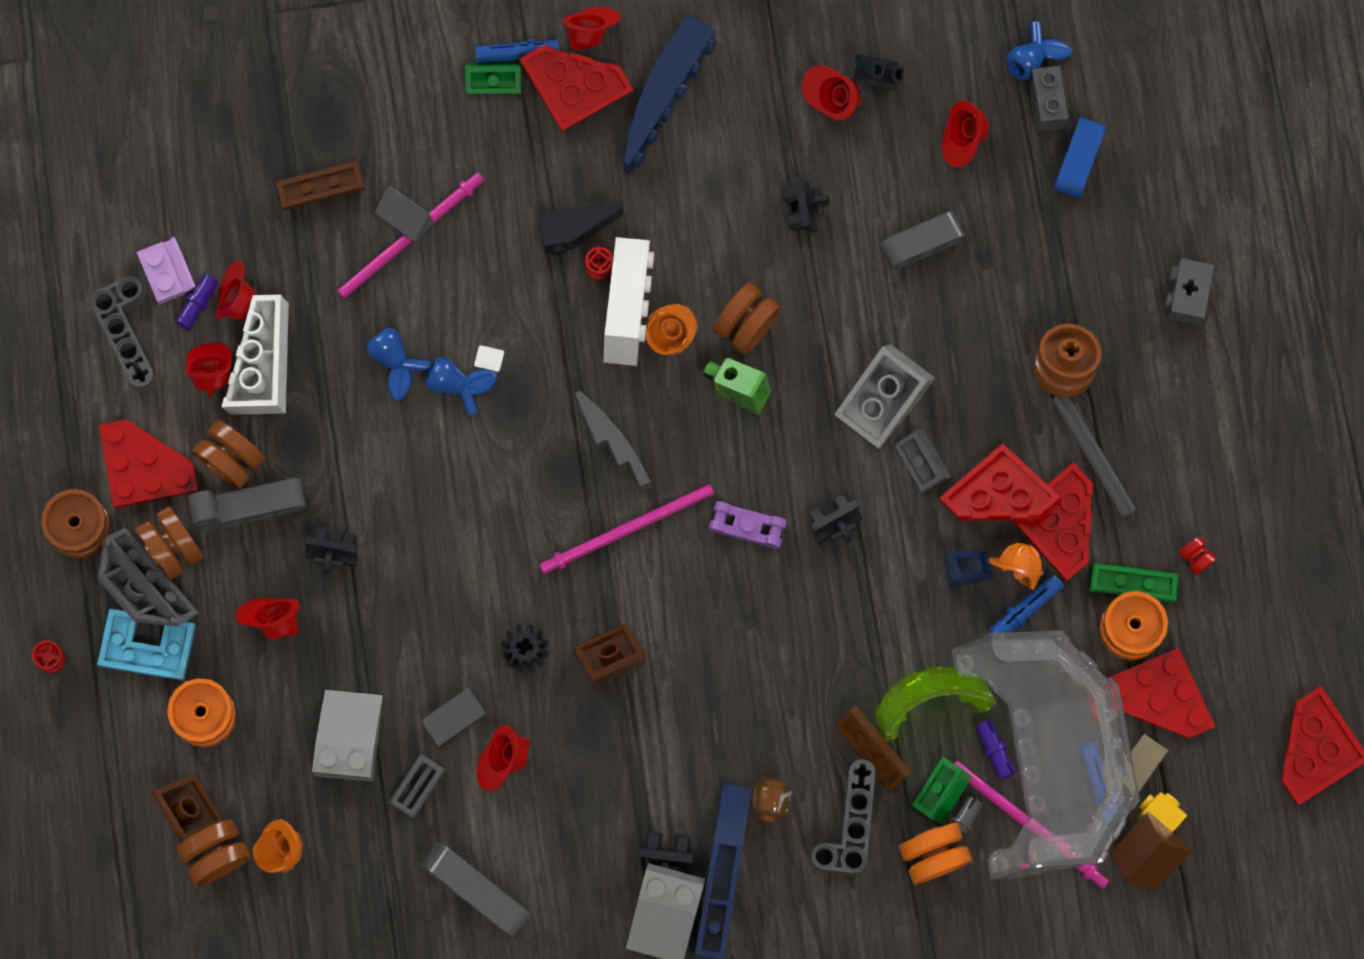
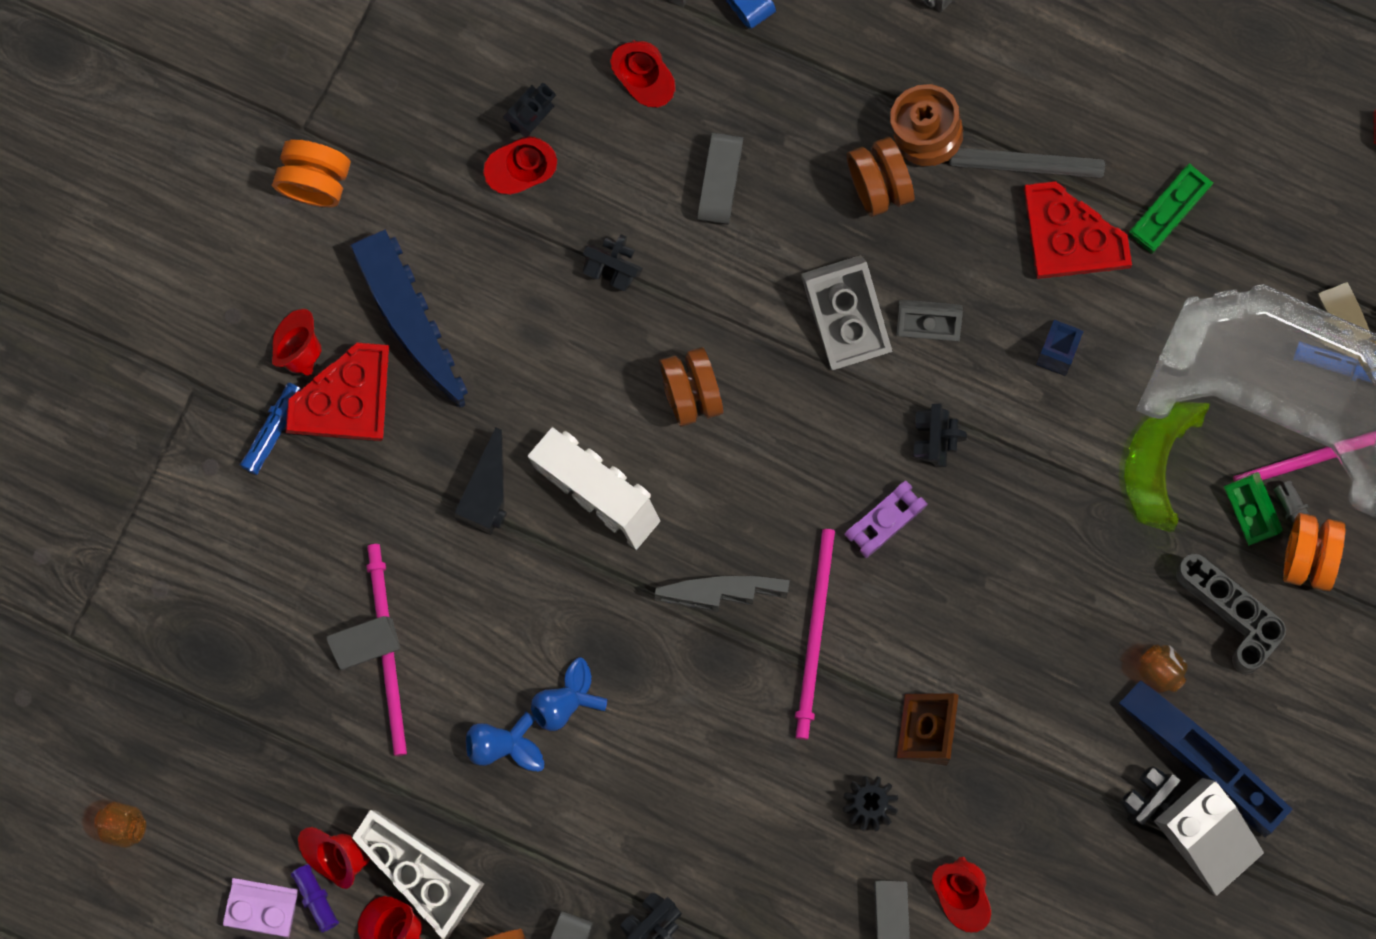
camera: 55 degrees left, 0 degrees up
(161, 135) = (120, 824): none -> clear orange head
(320, 185) = (278, 703): reddish brown plate -> none
(489, 358) = (559, 654): white sticker -> none
(493, 78) = (281, 469): green slope -> none
(600, 269) = (540, 495): red wheel -> none
(670, 329) = (653, 463): orange piece -> none
(739, 384) = (760, 436): bright green torso -> none
(873, 748) = (1174, 544): reddish brown plate -> none
(995, 750) = (1247, 435): dark purple pin -> none
(1000, 491) = (1009, 267): red plate -> none
(1005, 353) = (880, 176): none -> dark orange wheel
(1023, 561) = (1090, 292): orange piece -> none
(1036, 599) = (1138, 355): blue pin -> none
(1145, 614) = (1221, 217): orange wheel -> none
(1164, 696) = (1293, 250): red plate -> none
(1195, 549) = (1184, 134): red wheel -> none

